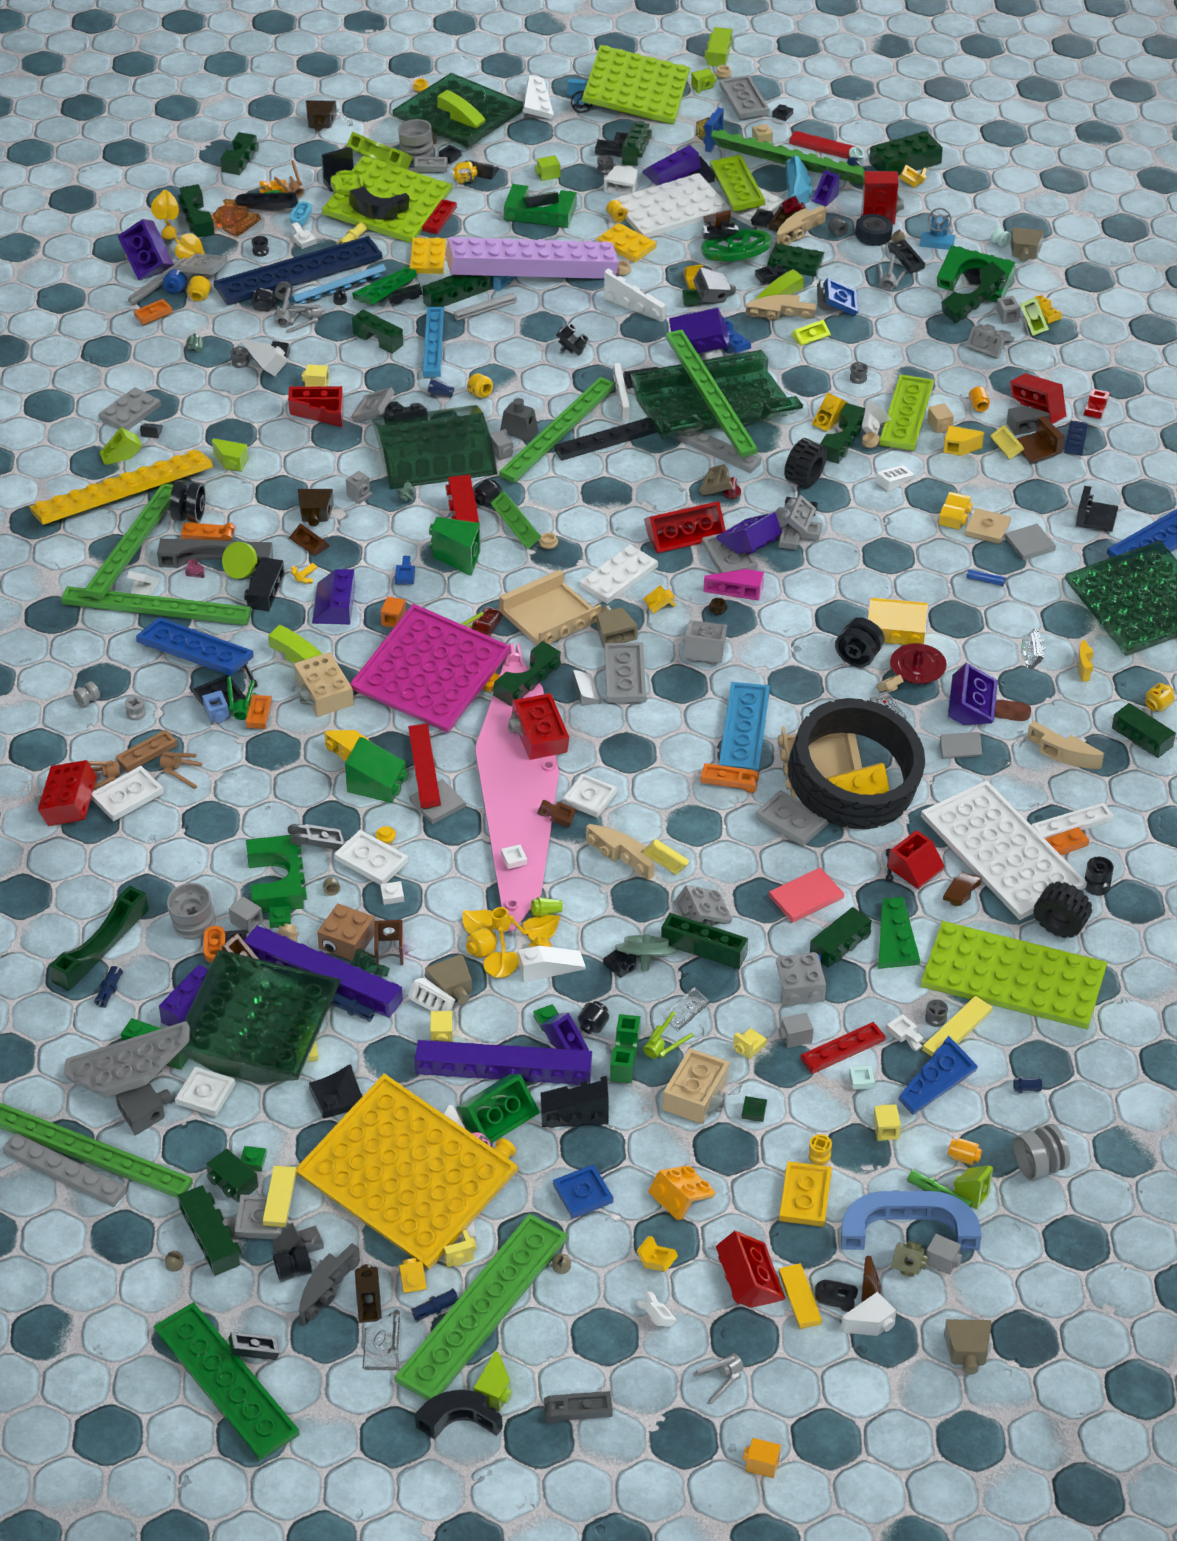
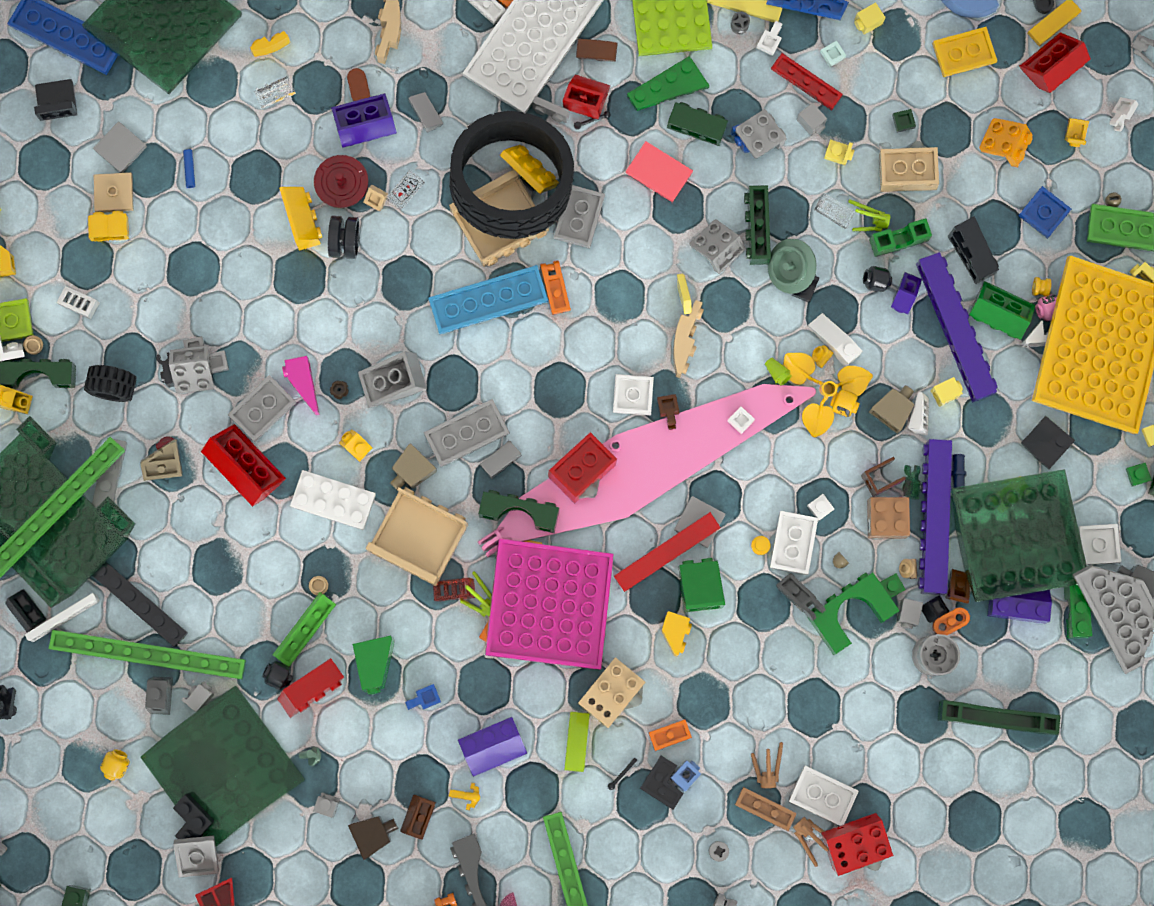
camera: 120 degrees left, 35 degrees up
(108, 986) = (1037, 684): dark blue pin -> none
(195, 646) = (620, 839): blue plate -> none
(239, 560) = (488, 861): lime tile -> none
(240, 708) = (676, 751): green plant -> none
(264, 584) = (503, 823): black brick -> none
(392, 611) = (485, 680): orange brick -> none
(433, 342) = (59, 851): dark azure plate -> none
(439, 388) = (134, 805): dark blue cone -> none
(543, 1014) = (889, 318): green plate -> none
(751, 533) = (235, 396): dark purple slope -> none
(820, 1149) = (920, 60): yellow wheel -> none
(923, 825) = (545, 107): none -> light grey plate

